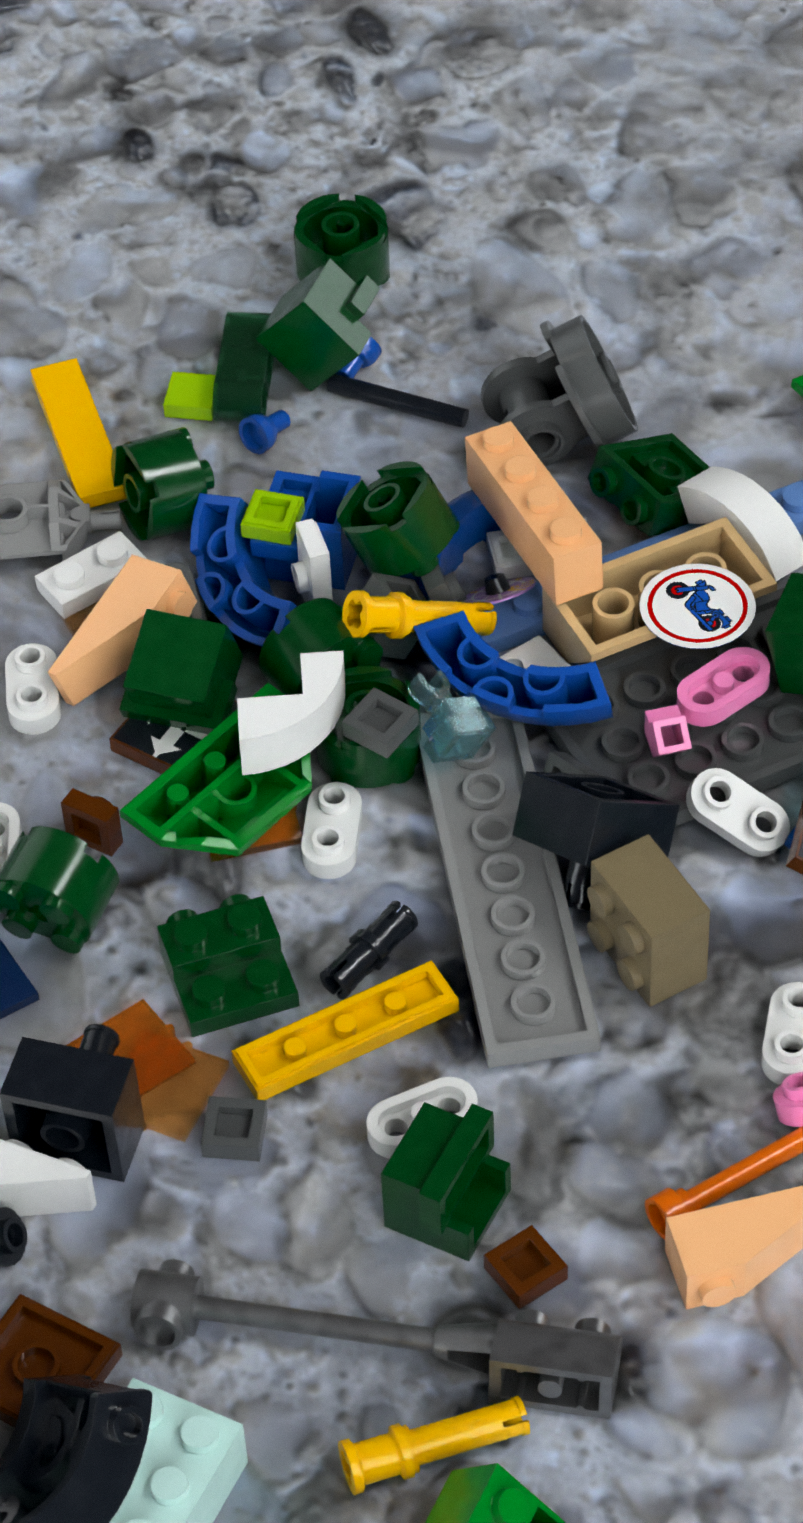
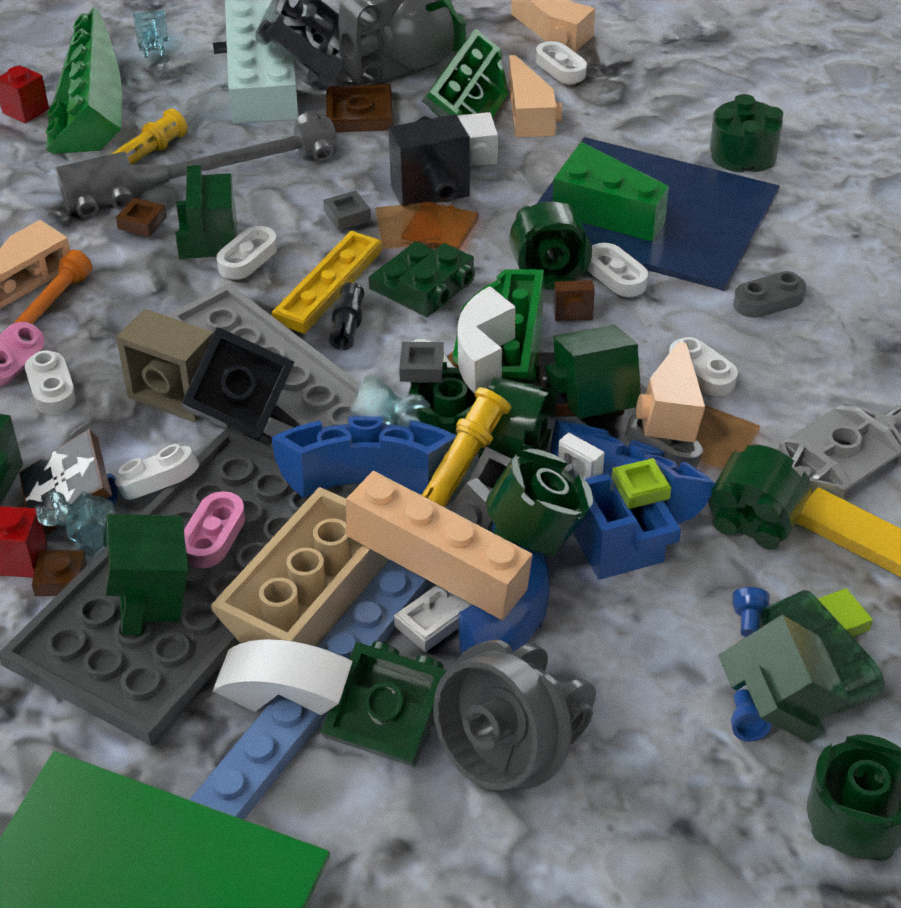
camera: 145 degrees right, 5 degrees down
(86, 575) = (745, 427): white plate -> none
(398, 400) = (669, 697): black bar -> none
(666, 731) = (234, 477): bright pink piece -> none
(697, 606) = (263, 556): white sticker -> none

